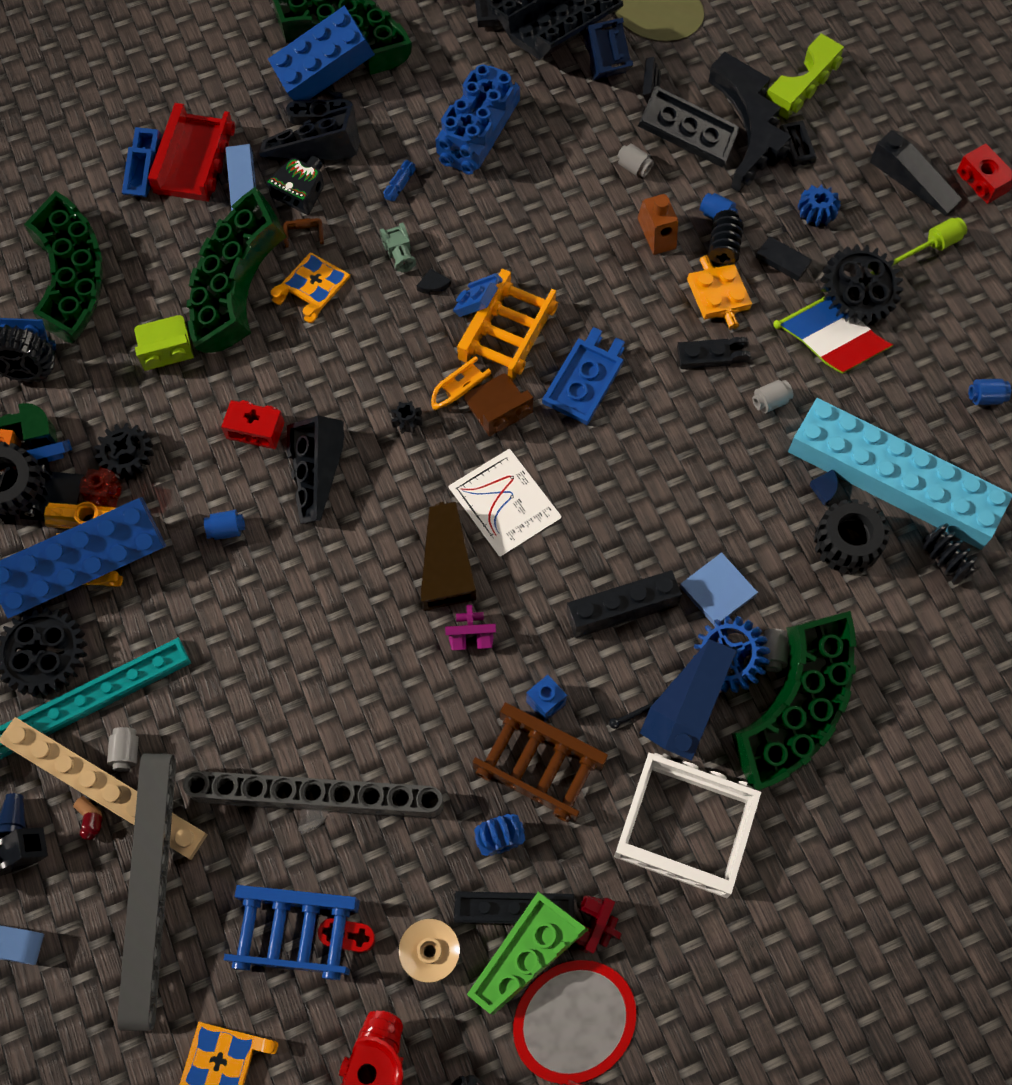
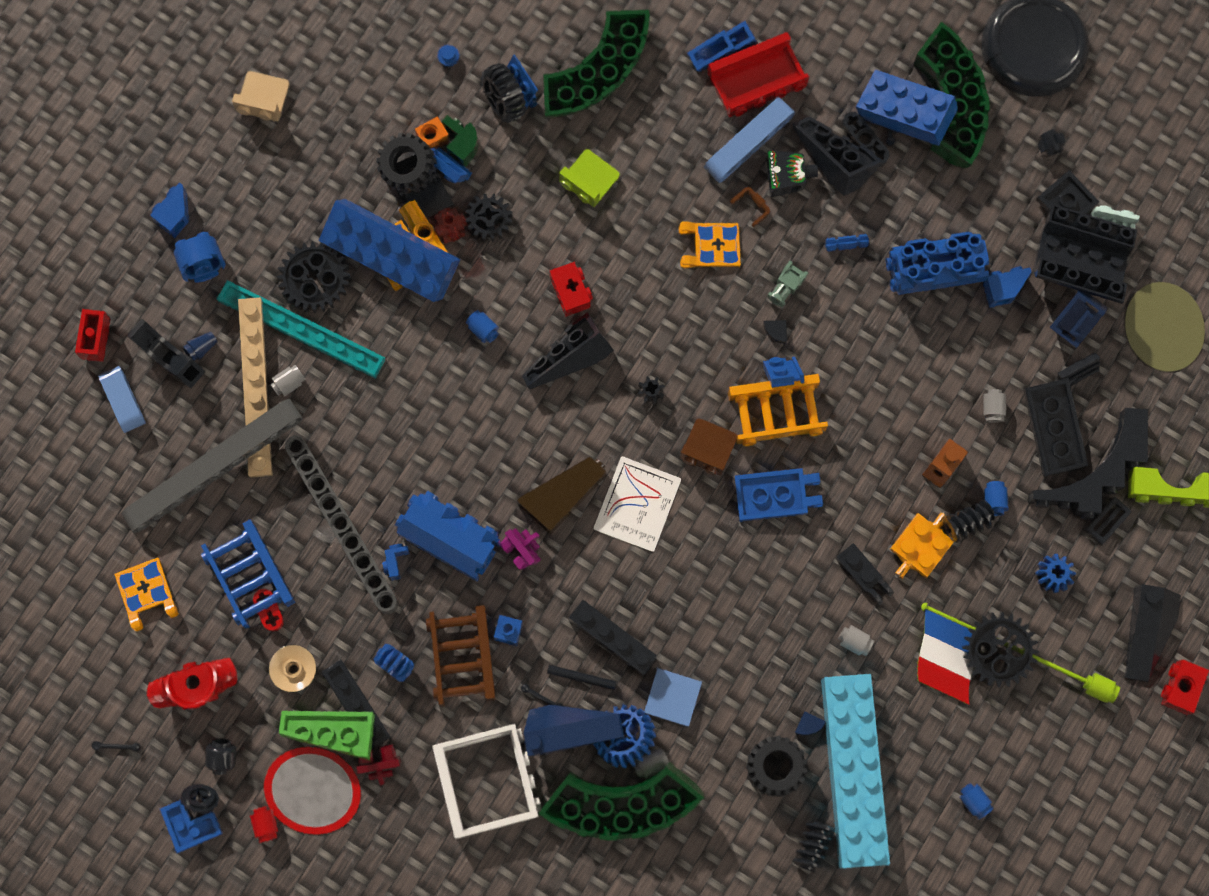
camera: 50 degrees right, 10 degrees up
(91, 818) = (232, 396): dark red arm -> none
(226, 271) = (674, 179): dark green brick -> none
(394, 771) = (390, 565): none -> blue bracket
(406, 691) = (447, 535): none -> blue brick
(456, 389) = (699, 408): light orange piece -> none
(536, 89) = (1004, 287): none -> blue slope
(640, 661) = (581, 677): none -> black bar
(783, 258) = (988, 575): black tile -> none

